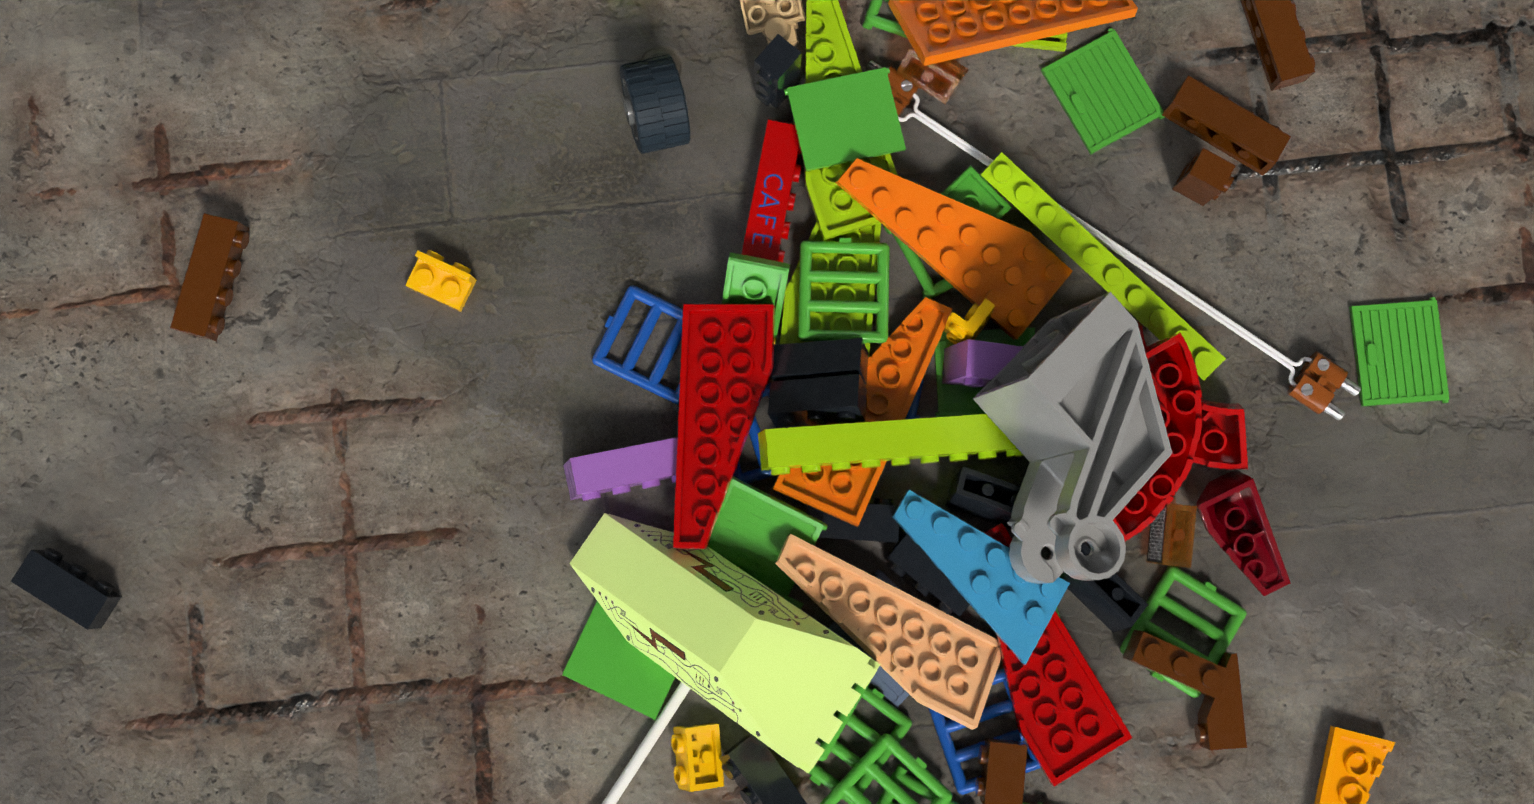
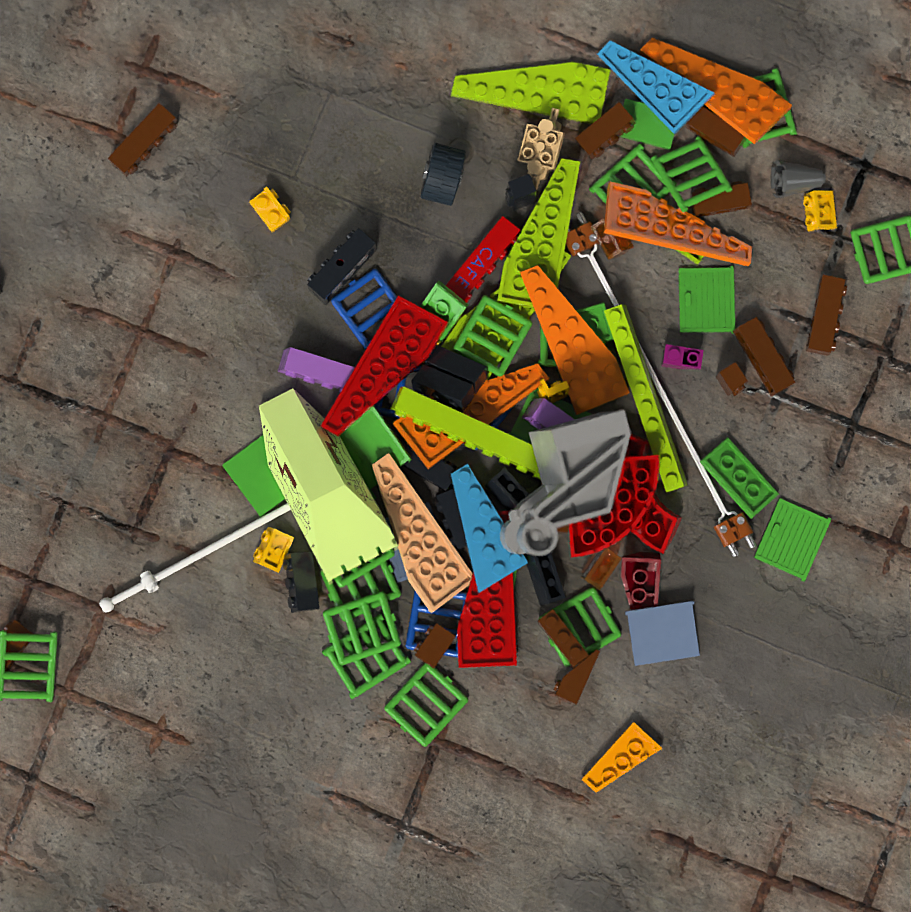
camera: 30 degrees right, 0 degrees up
(582, 305) = (342, 266): none -> black brick
(845, 118) = (545, 239): bright green piece -> none
(1117, 185) = (682, 357): none -> magenta slope
(1284, 307) = (739, 477): none -> bright green tile
(1303, 578) = (663, 633): none -> sand blue piece

